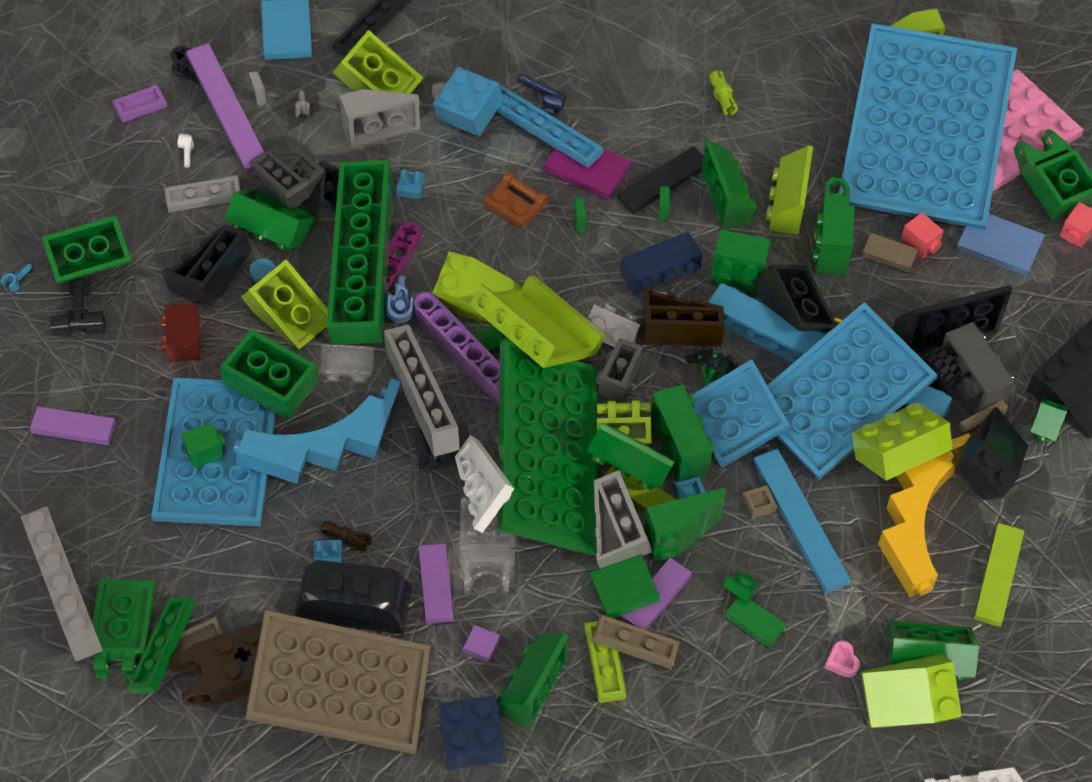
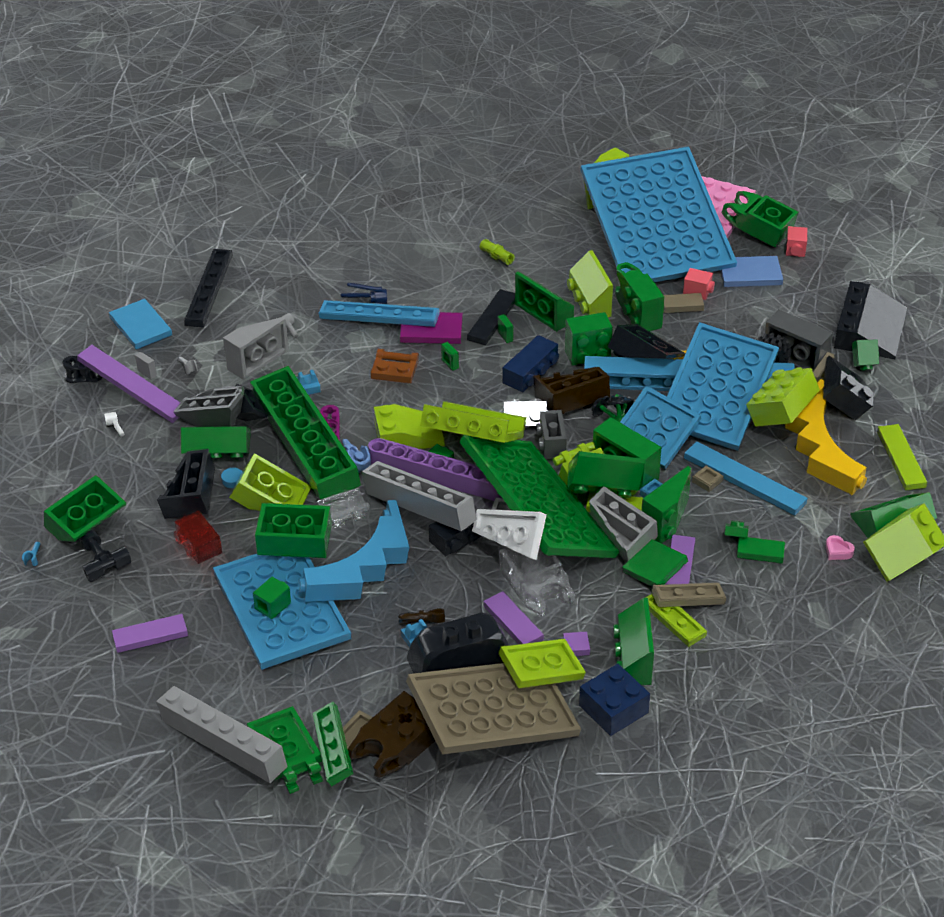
camera: 25 degrees left, 15 degrees down
(139, 103) = (55, 409): medium lavender tile -> none
(201, 193) = (148, 447): light grey tile -> none
(376, 67) = (224, 317): lime slope -> none
(421, 655) = (542, 663): none -> lime plate
(468, 101) = (317, 315): dark azure brick -> none
(930, 324) = (752, 318): black slope -> none

